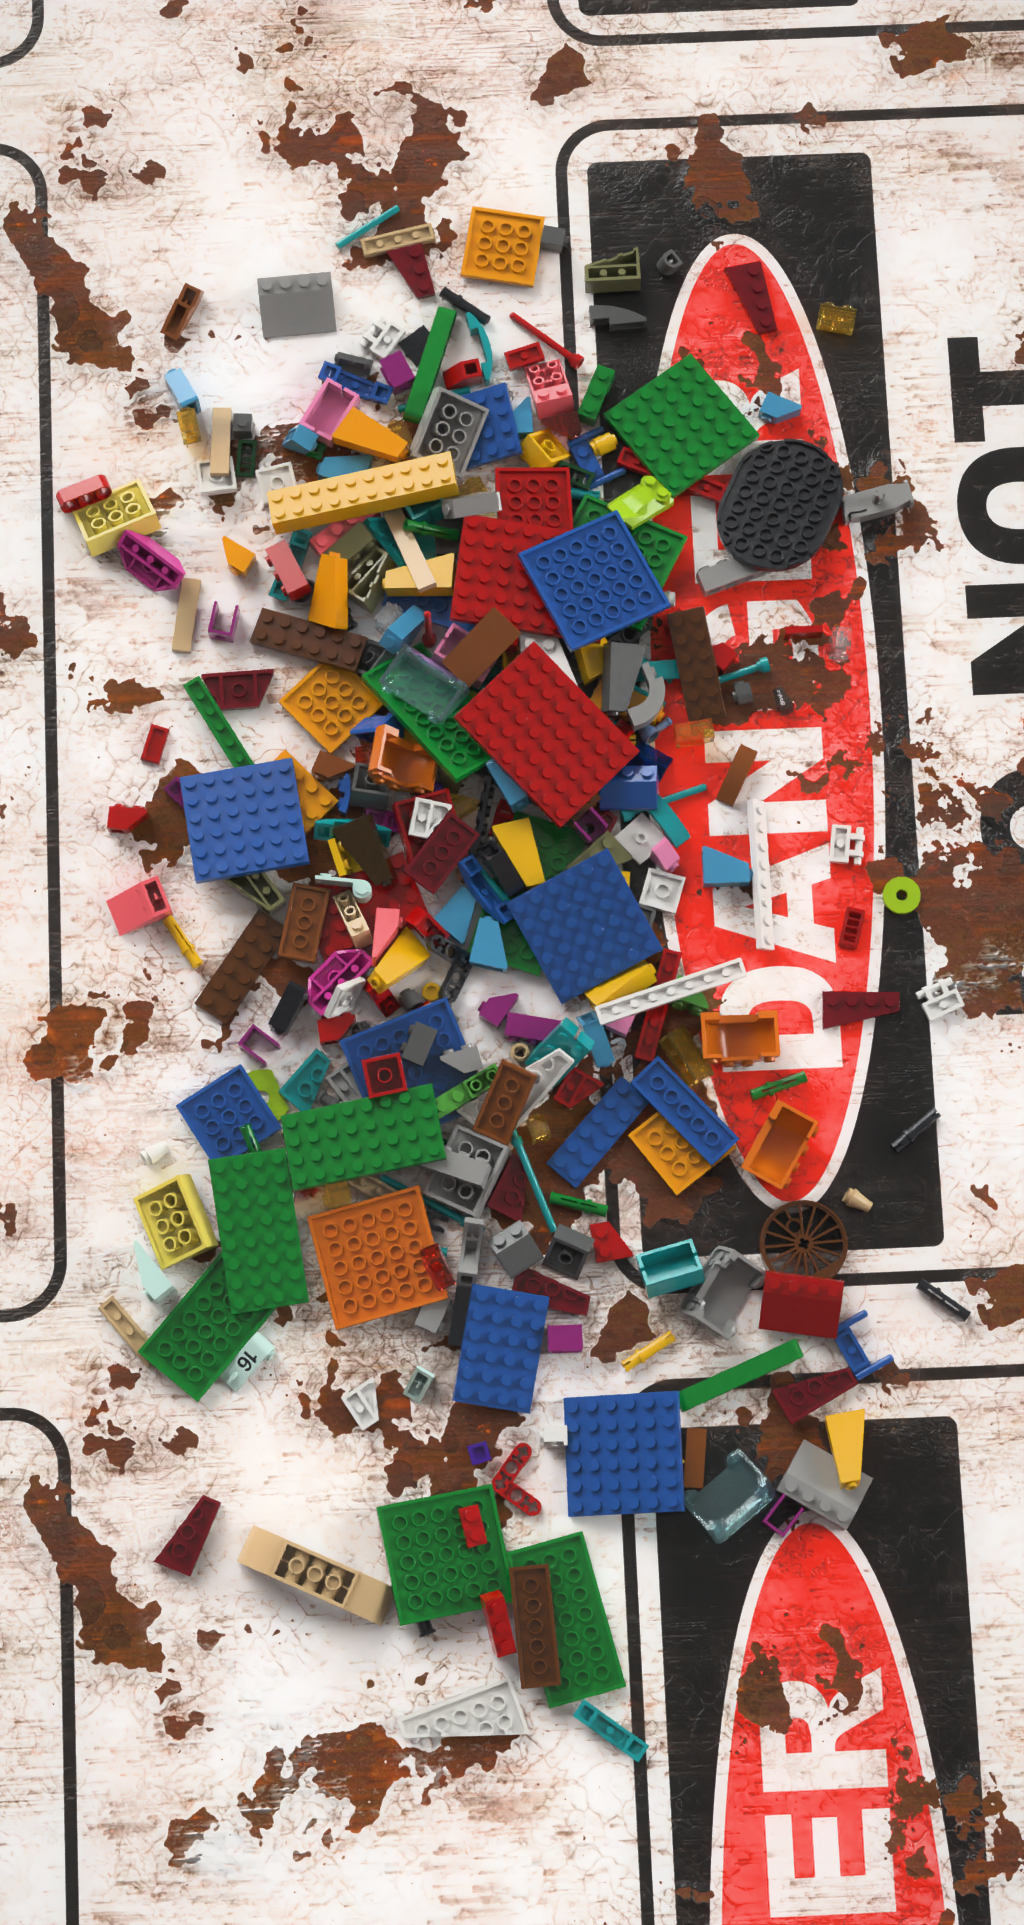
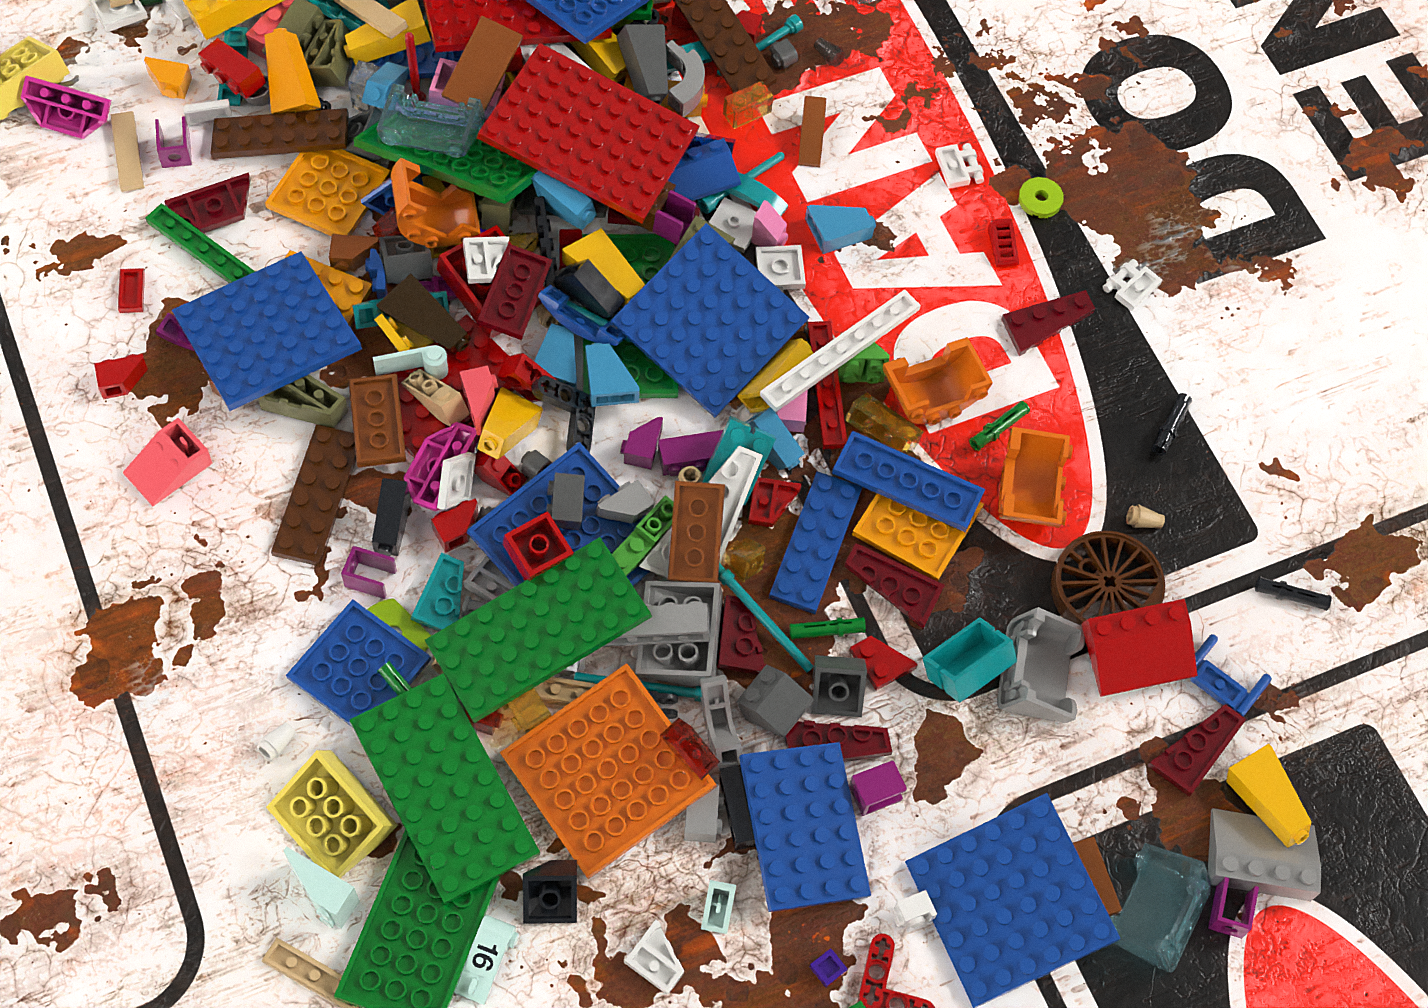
camera: 25 degrees left, 15 degrees down
(186, 947) = (241, 493): yellow pin -> none
(258, 601) = (207, 111): none -> white tile
(307, 1331) = (550, 893): none -> black slope
(430, 992) = (555, 450): yellow tile -> none
(647, 1191) = (901, 586): none -> dark red wing
(649, 1350) = (977, 777): yellow pin -> none
(650, 733) = (702, 117): medium blue bar -> none
(740, 1375) = (1107, 755): green beam -> none
(761, 875) = (886, 226): white plate -> none

